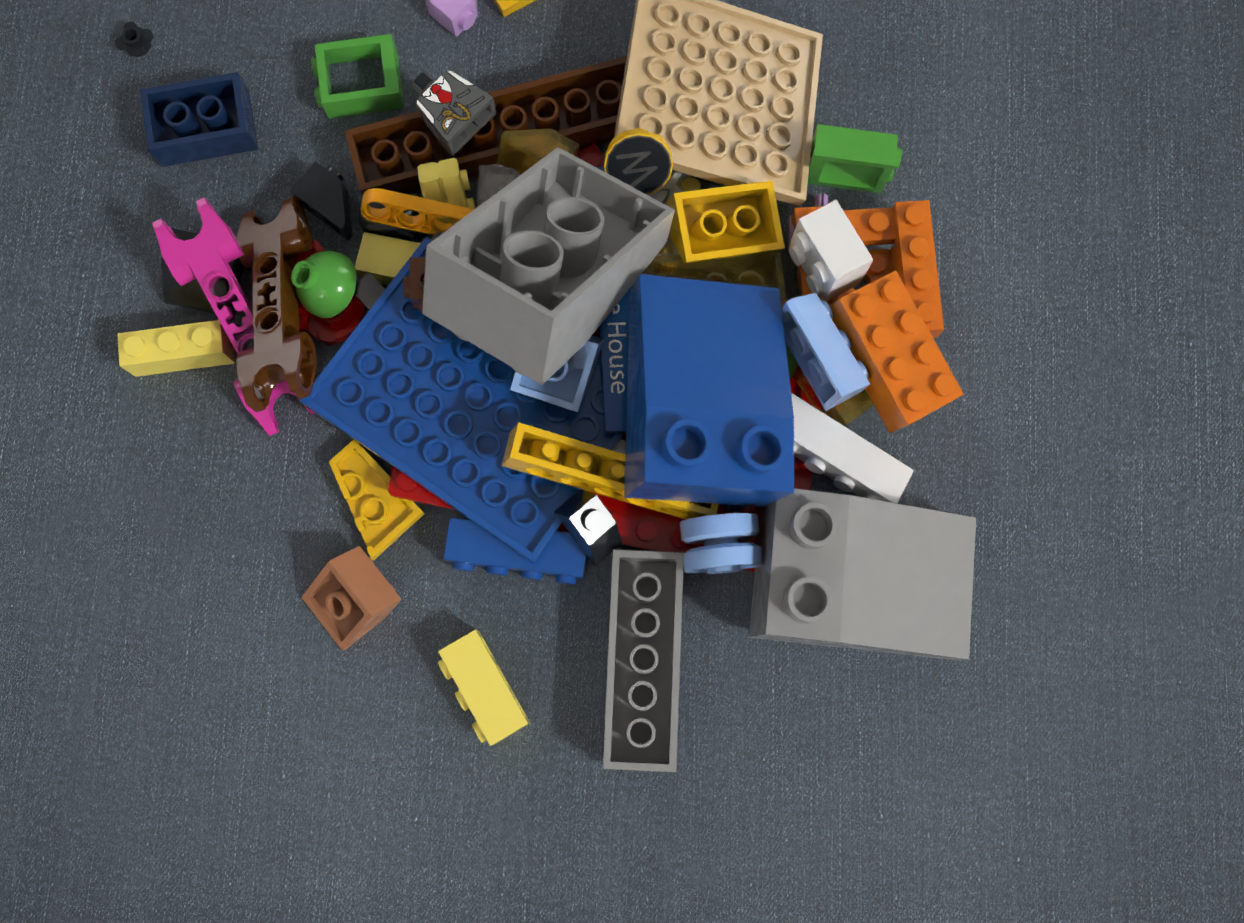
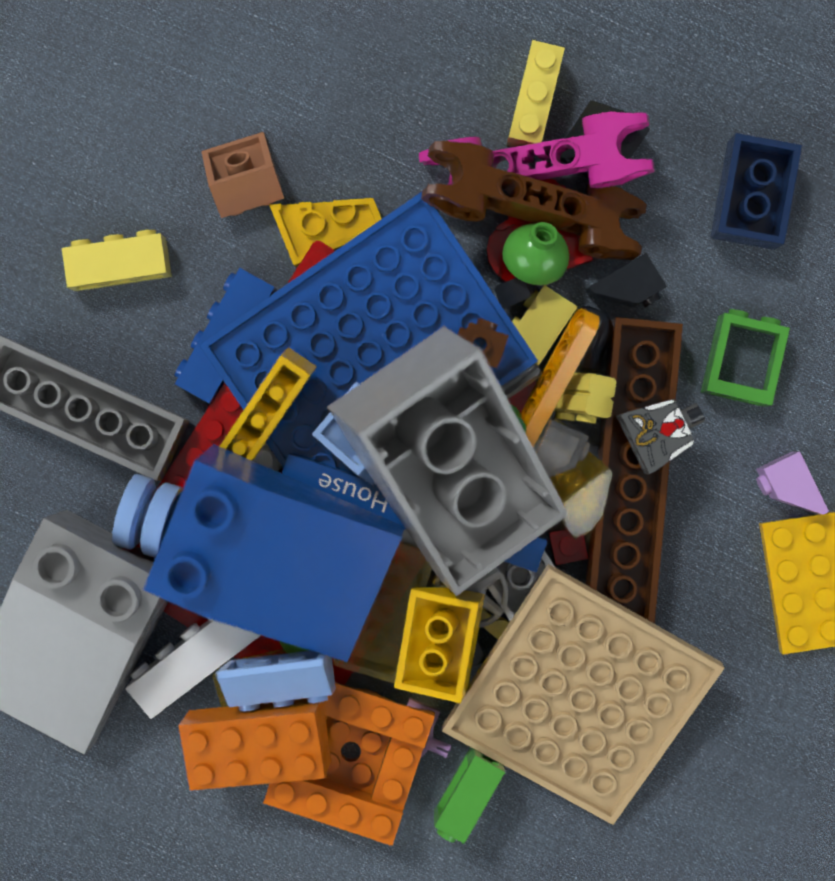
camera: 110 degrees right, 10 degrees up
(590, 525) = (213, 405): black slope -> none
(639, 160) = (525, 584): black tile -> none
(829, 251) = (364, 723): white brick -> none

